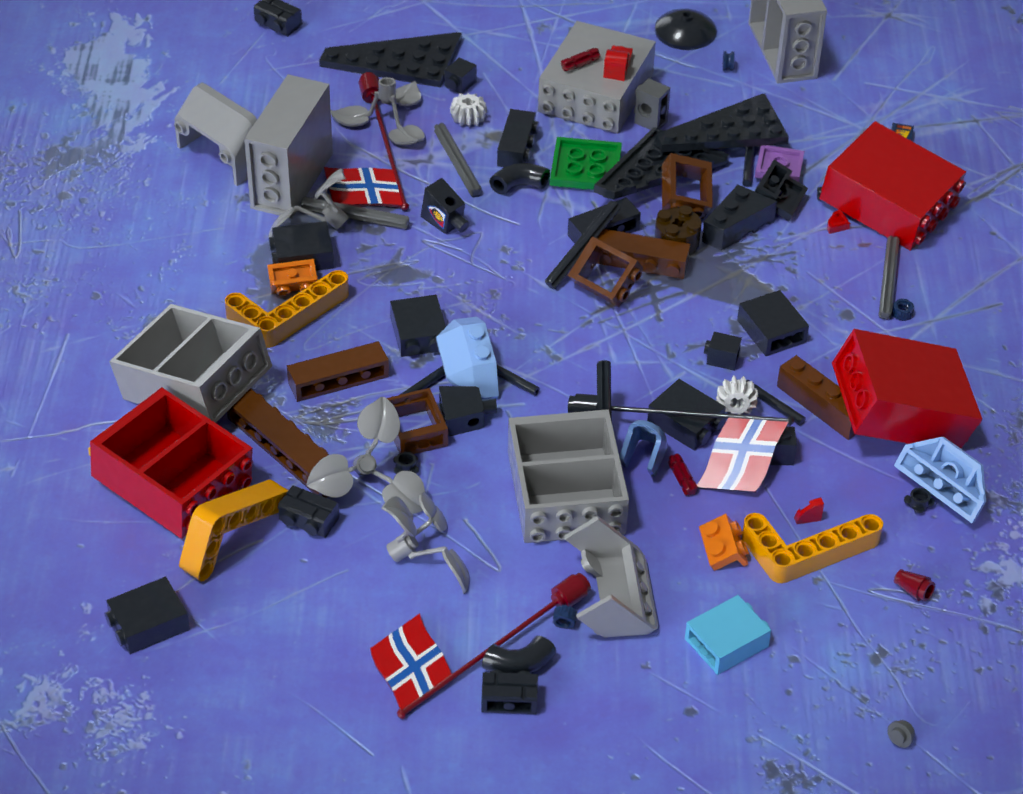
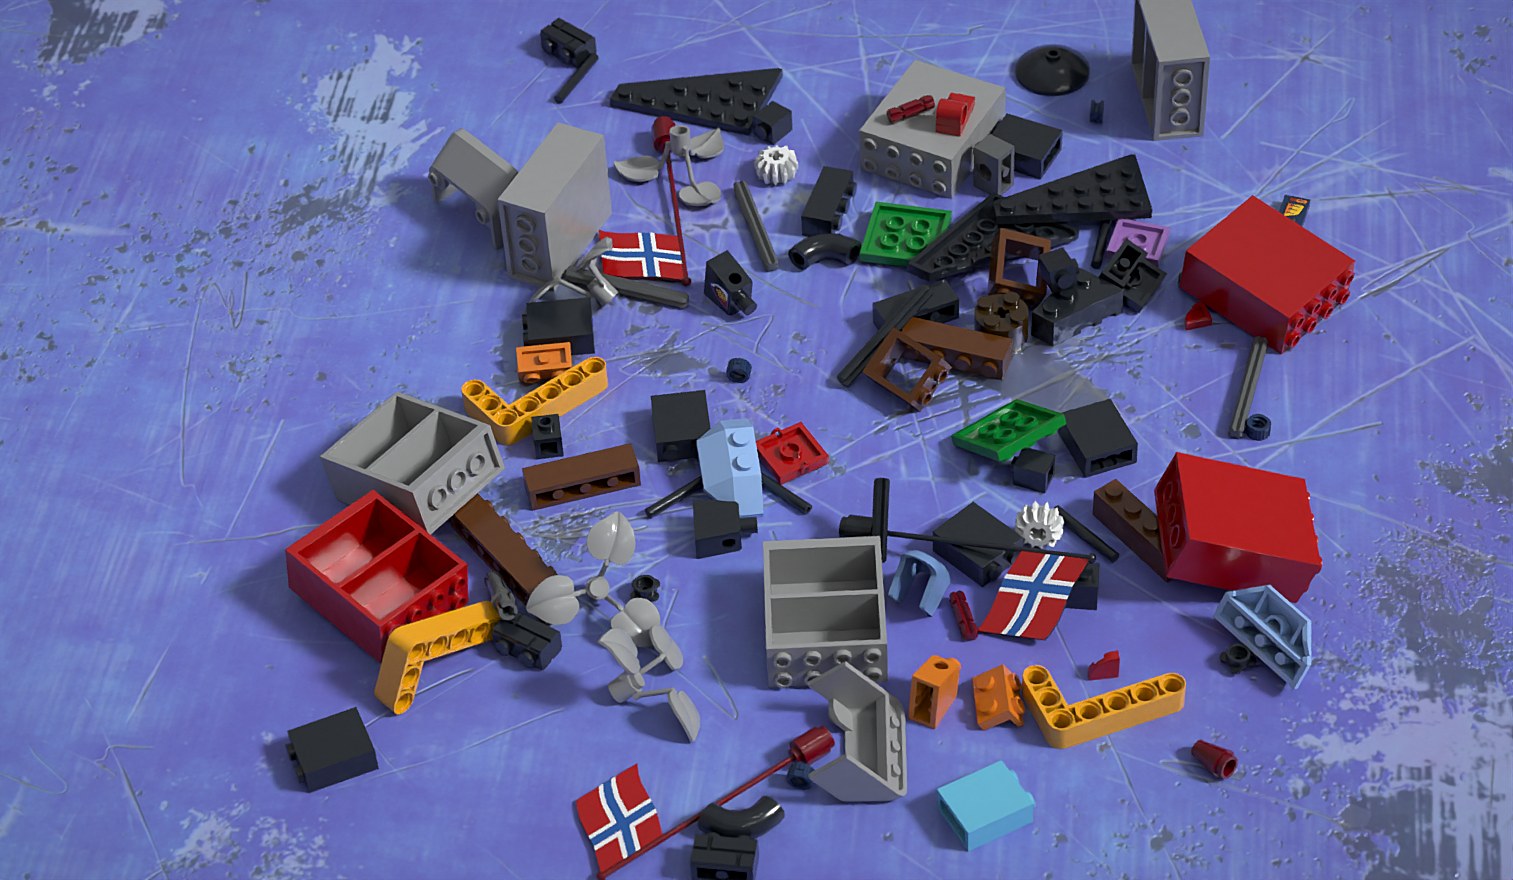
camera: 10 degrees right, 0 degrees up
(283, 476) = (501, 598): none -> dark grey pin
(287, 44) = (576, 78): none -> black bar
(303, 338) = (547, 436): none -> black brick
(423, 438) = (669, 559): reddish brown window -> none
(461, 278) = (738, 370): none -> dark blue axle
(517, 344) = (791, 452): none -> red plate
(673, 528) = (933, 682): none -> orange torso
(684, 85) = (1033, 143): none -> black brick
(699, 318) = (1009, 430): none -> green plate
(723, 186) = (1058, 270): none -> black brick

